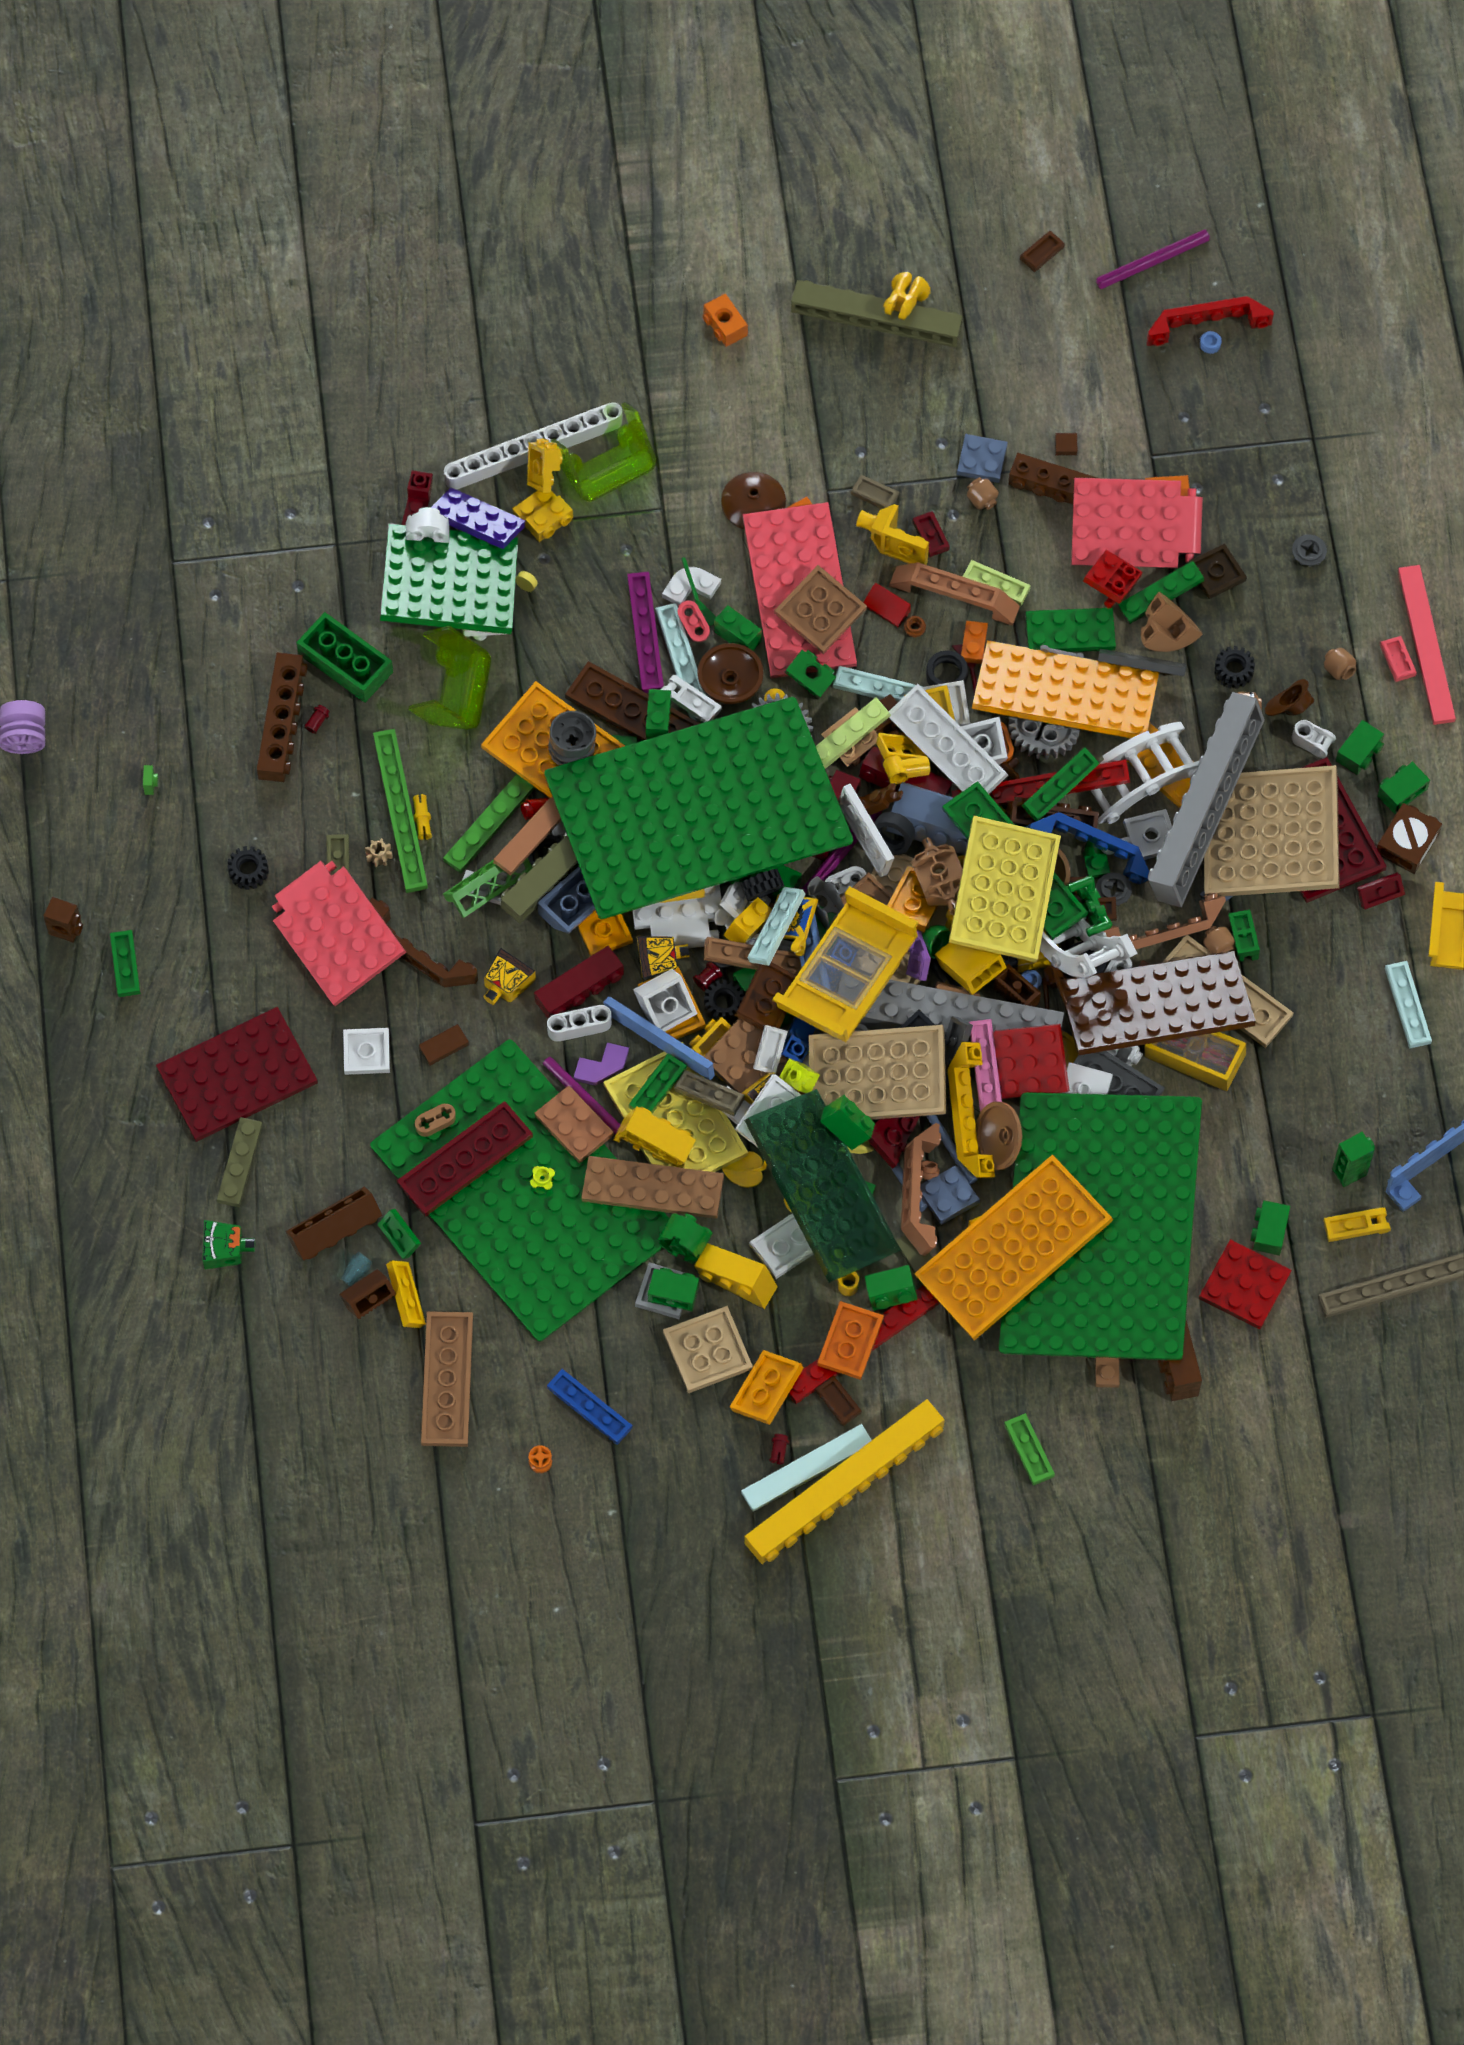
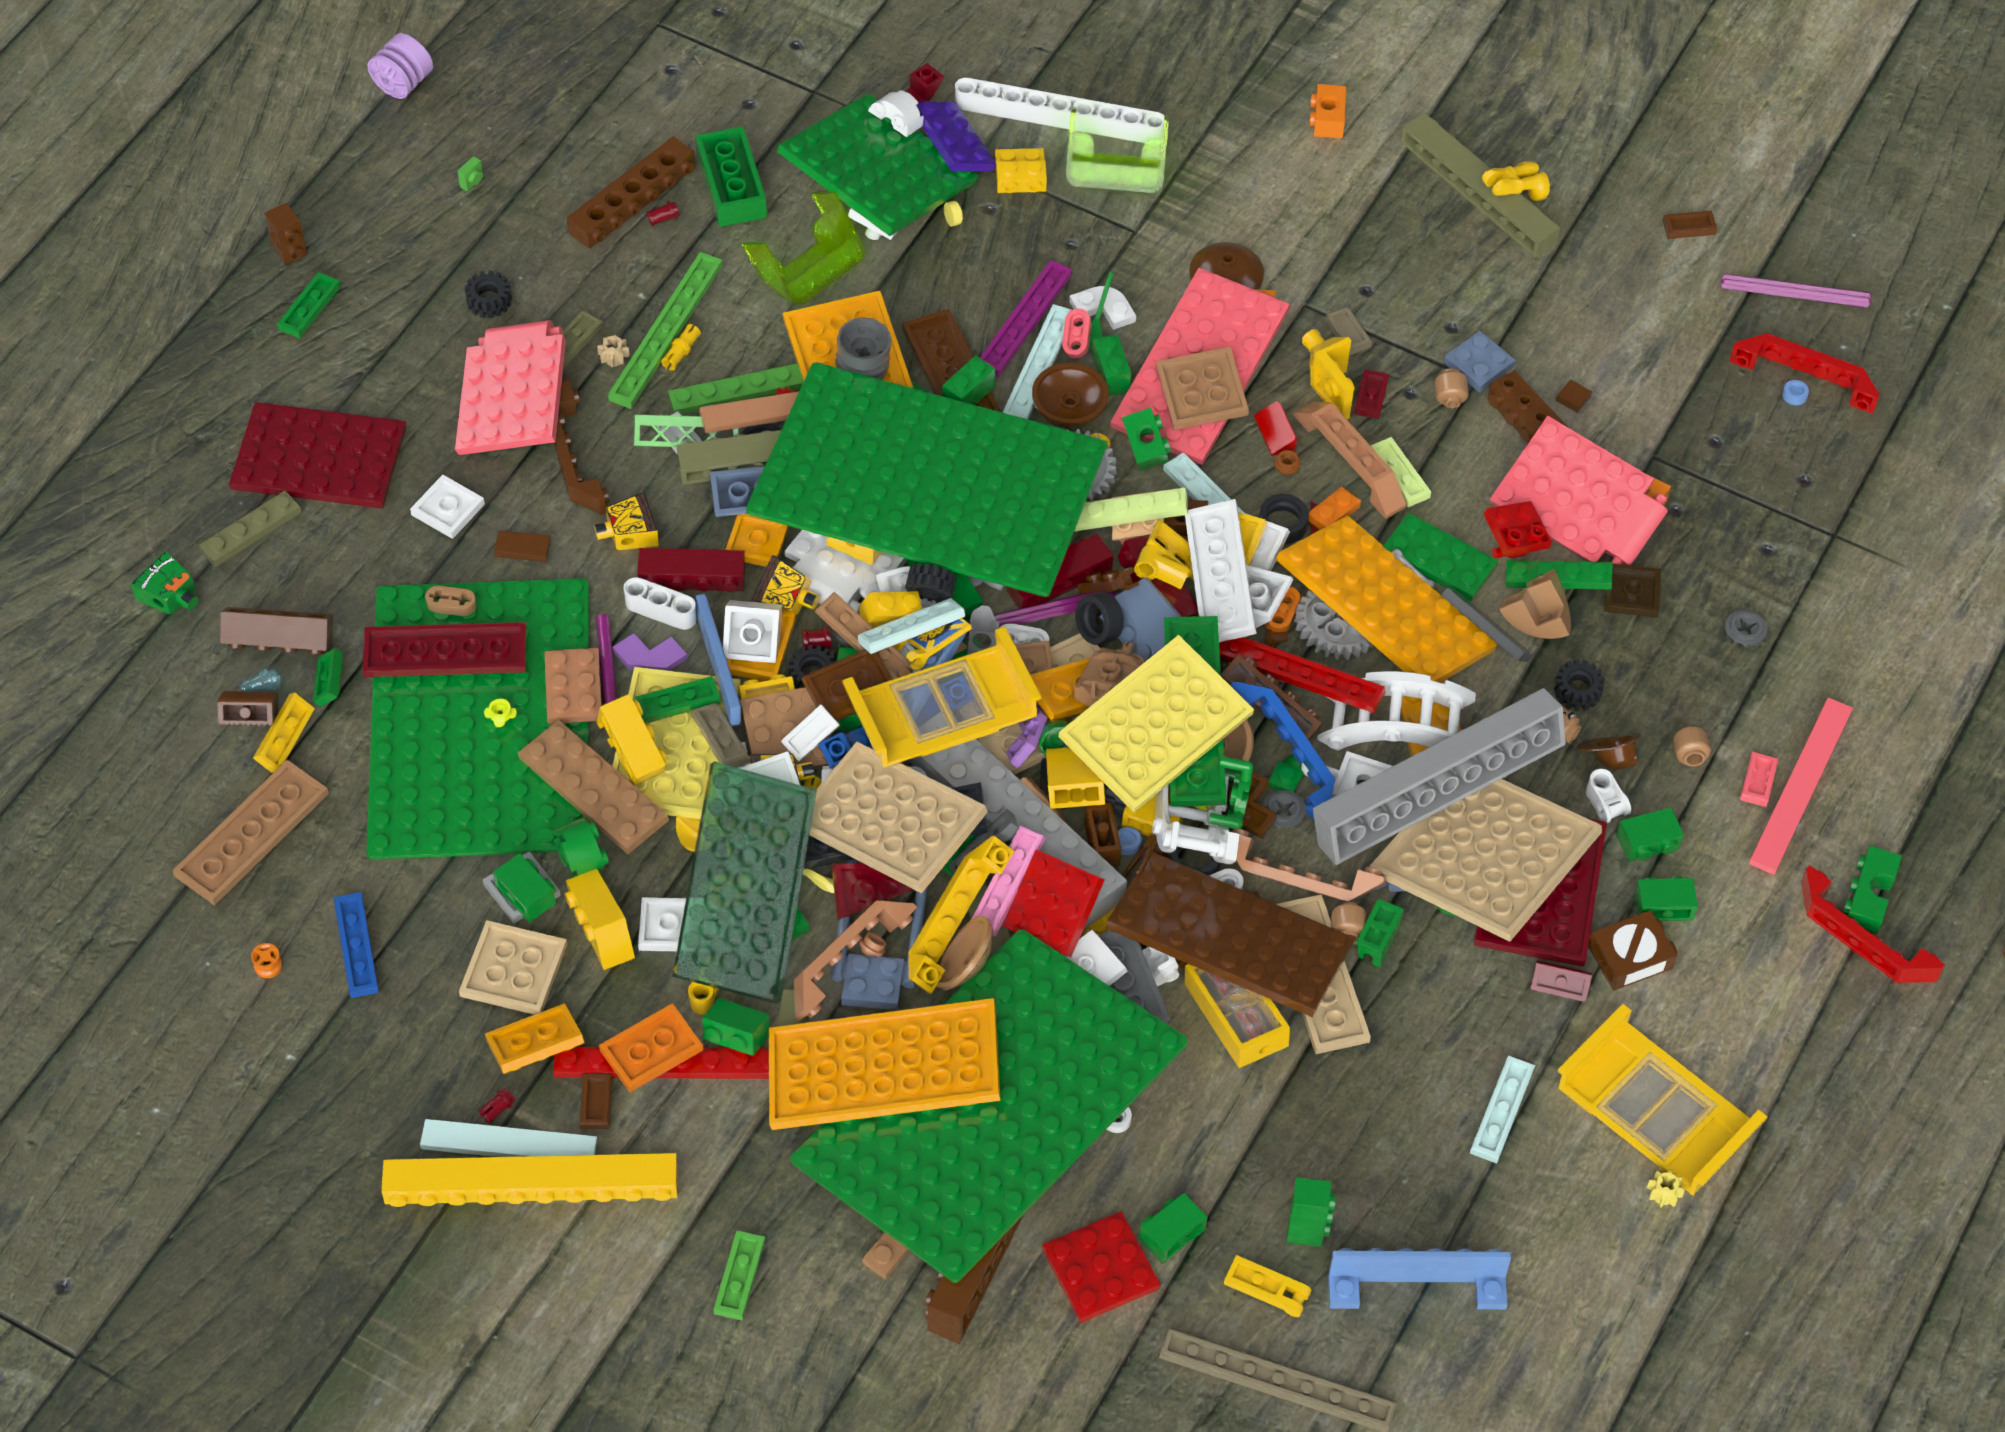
camera: 35 degrees right, 10 degrees down
(542, 460) = (1054, 117): yellow plate -> none
(692, 700) = (1014, 393): white plate -> none
(799, 1076) = (813, 770): neon yellow brick -> none
(847, 1122) = (819, 839): green brick -> none
(865, 831) = (1071, 596): white tile -> none
(1060, 784) = (1297, 667): green plate -> none

